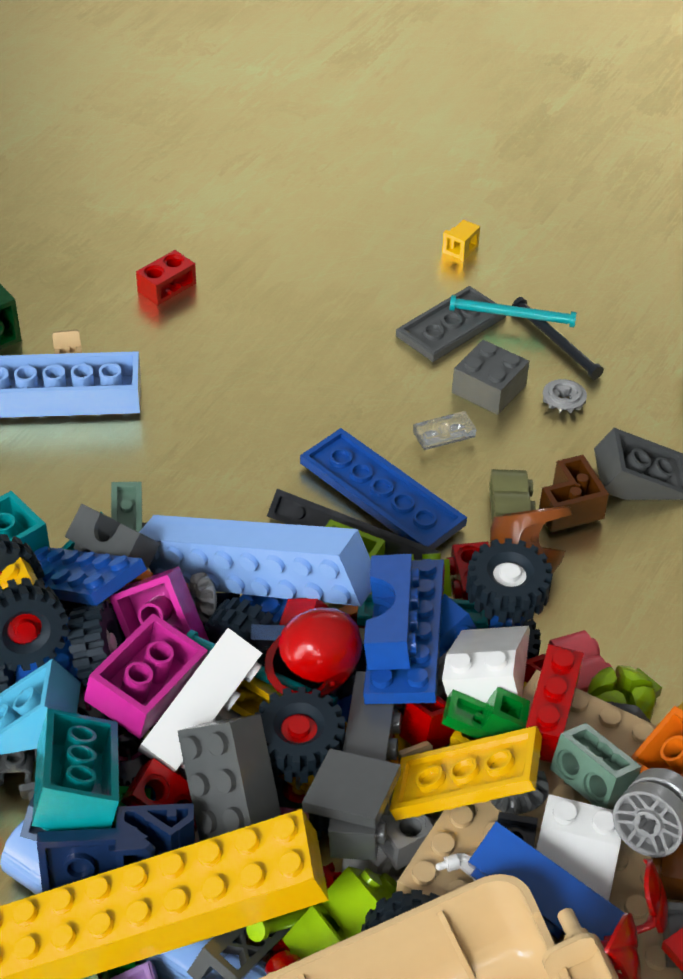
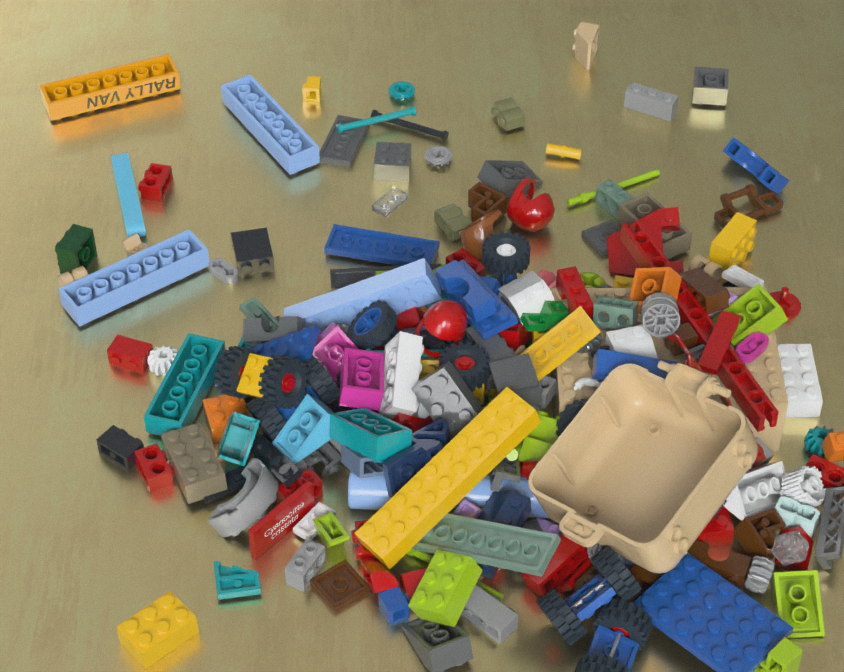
camera: 30 degrees left, 0 degrees up
(117, 281) = (128, 195): none -> medium azure beam
(145, 429) = (226, 269): none -> light grey beam
(204, 418) = (252, 251): none -> black brick
(212, 142) = (110, 87): none -> light orange brick
(229, 599) = (372, 325): none -> black wheel
(366, 264) = (270, 124): none -> light blue brick
(592, 288) = (406, 88): none -> teal gear
(635, 538) = (529, 213): none -> red piece

